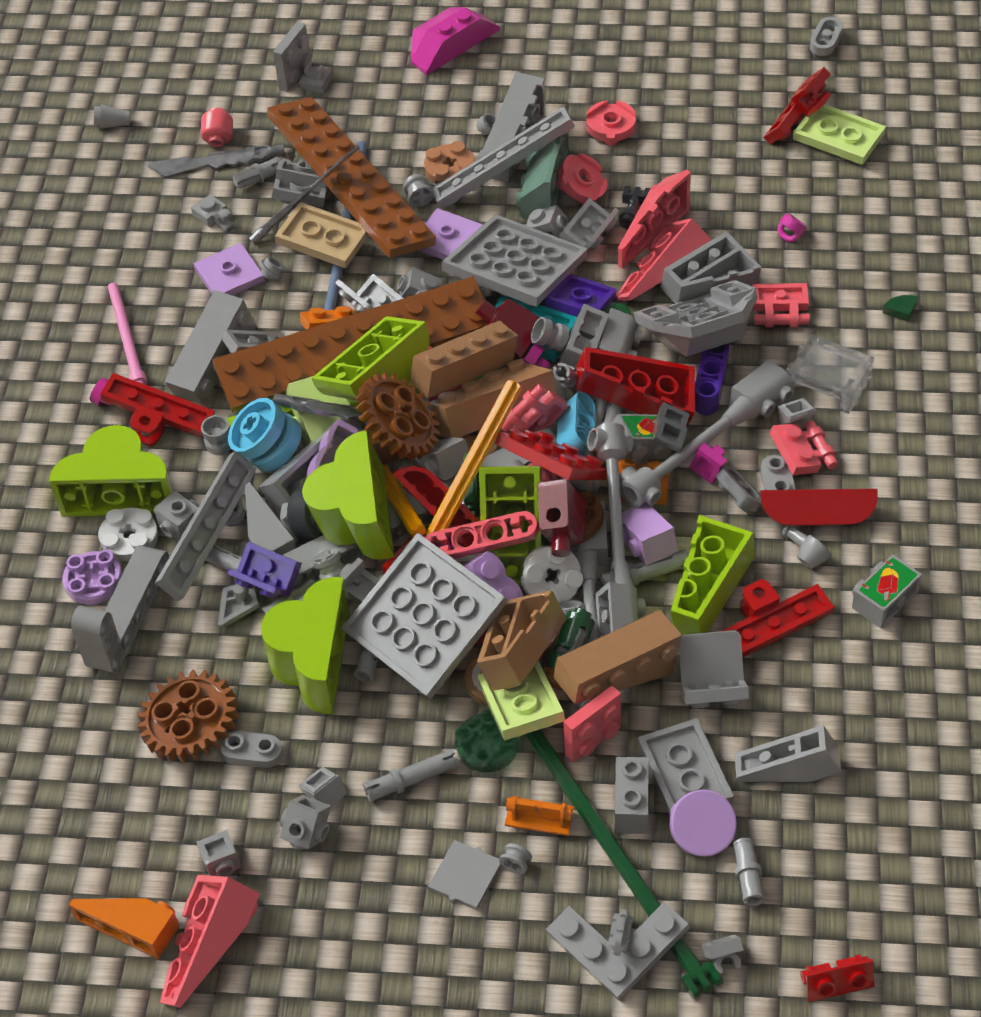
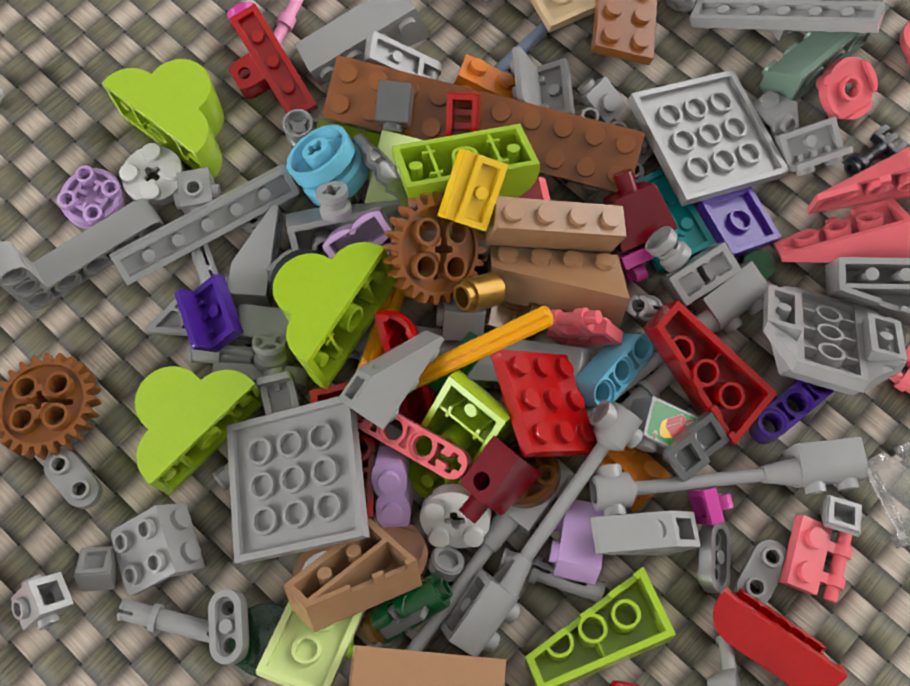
camera: 35 degrees right, 20 degrees up
(286, 360) = (394, 105): none -> dark grey brick
(294, 445) = (333, 201): none -> light grey wheel
(329, 341) = (451, 111): none -> red slope
(354, 742) = (156, 547): none -> light grey bracket
(397, 358) = (472, 189): none -> yellow plate
(438, 506) = (385, 382): none -> light grey slope
(449, 232) = (675, 59): lavender plate -> none
(450, 427) = (479, 292): none -> pearl gold brick
(458, 739) = (226, 627): none -> light grey plate
(685, 495) = (645, 533): none -> light grey slope

